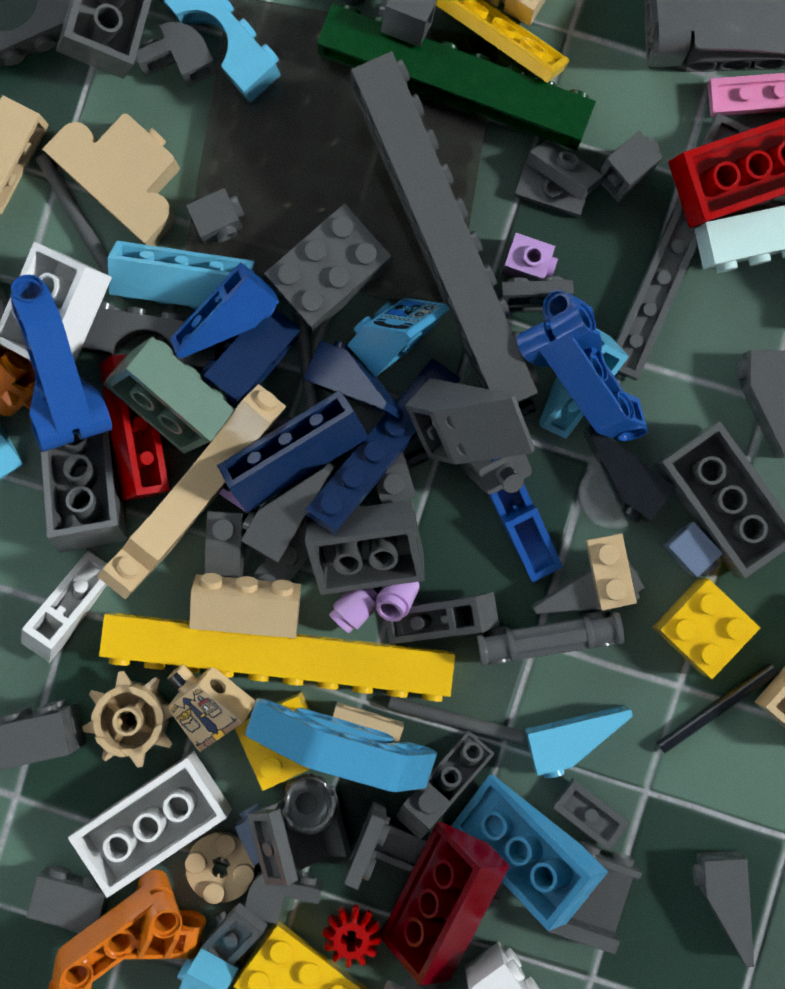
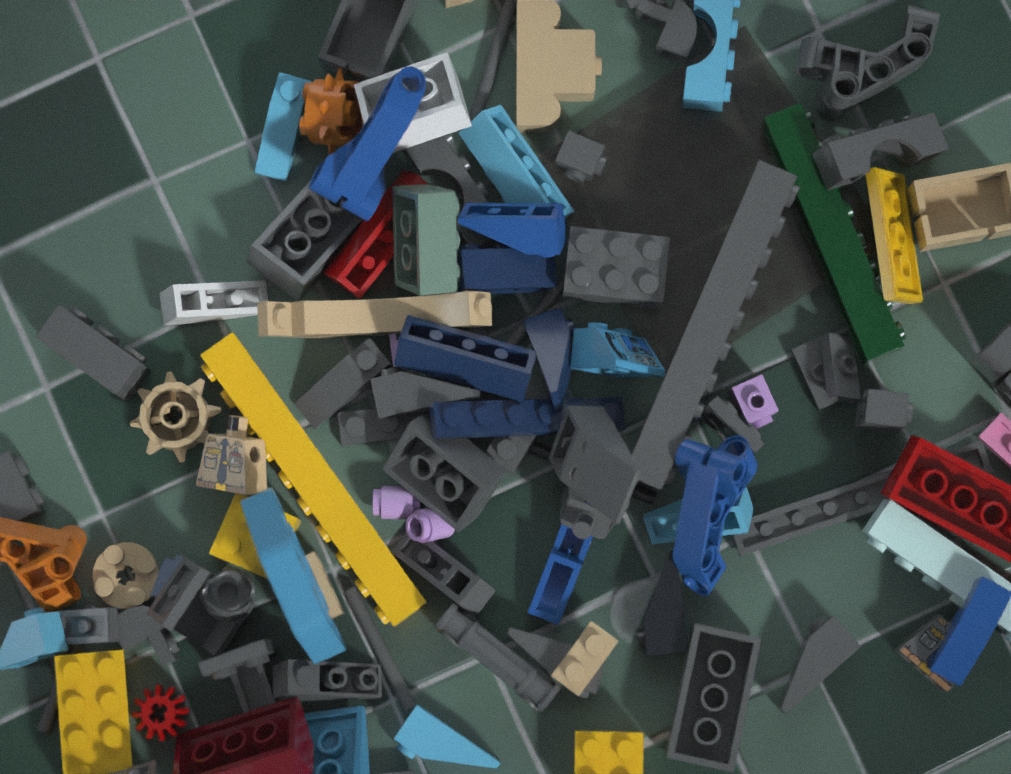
camera: 45 degrees right, 5 degrees down
(150, 824) = (114, 496): white brick -> none
(245, 605) = (327, 424): tan brick -> none
(693, 550) = (654, 707): sand blue brick -> none

